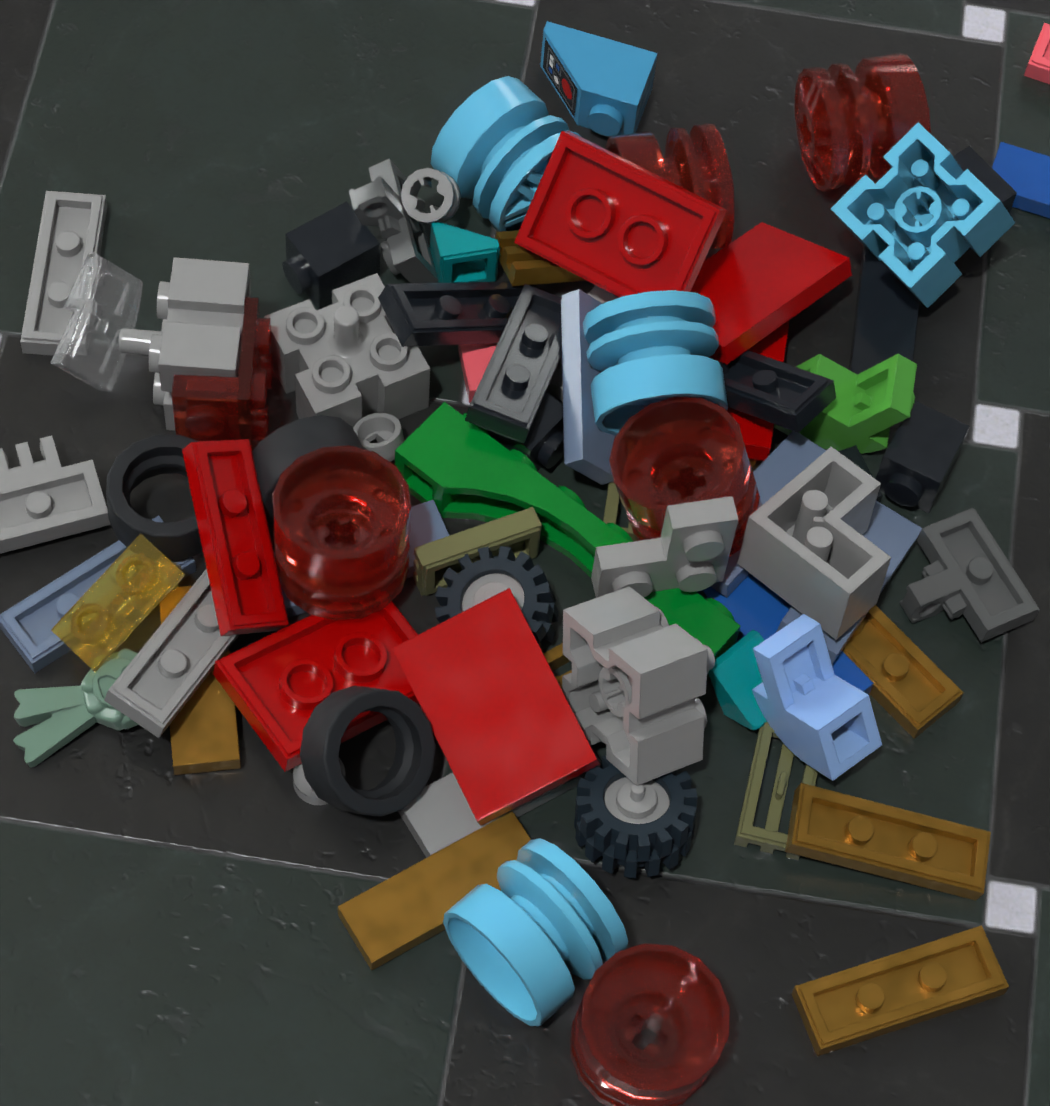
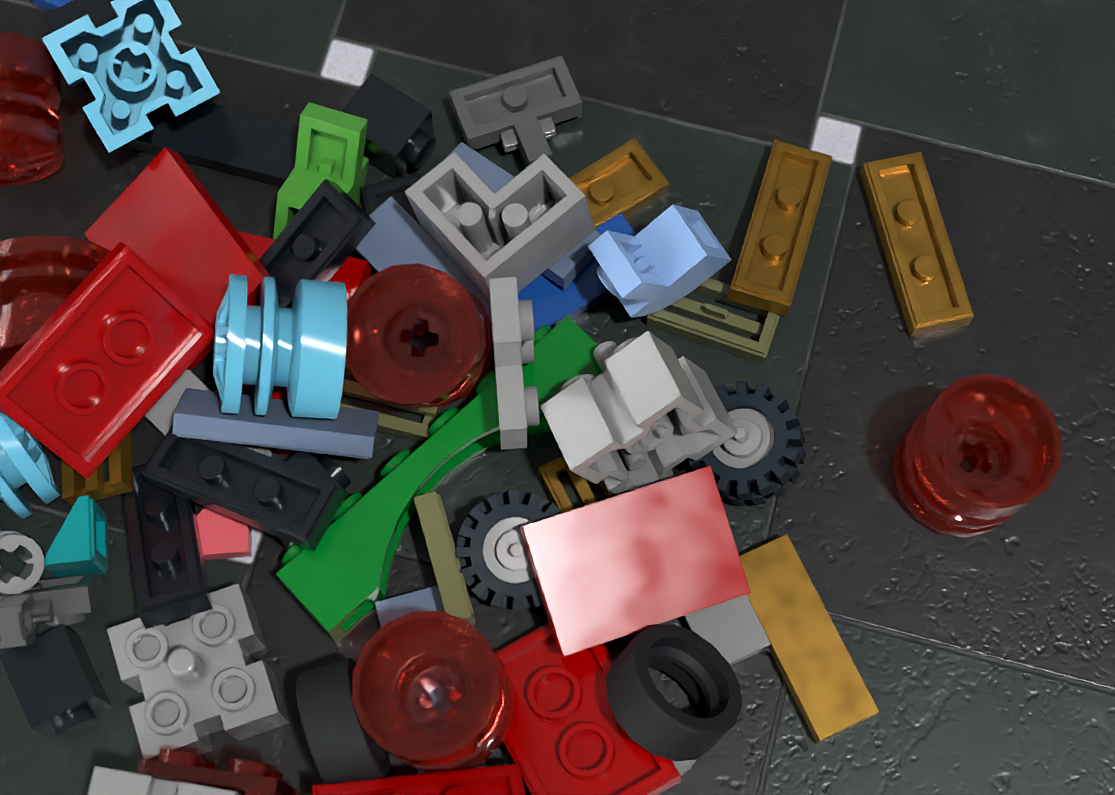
camera: 80 degrees left, 10 degrees up
(384, 429) = (287, 642): light grey hinge -> none
(535, 931) = (876, 546): medium azure wheel -> none
(733, 681) = (607, 320): teal slope -> none

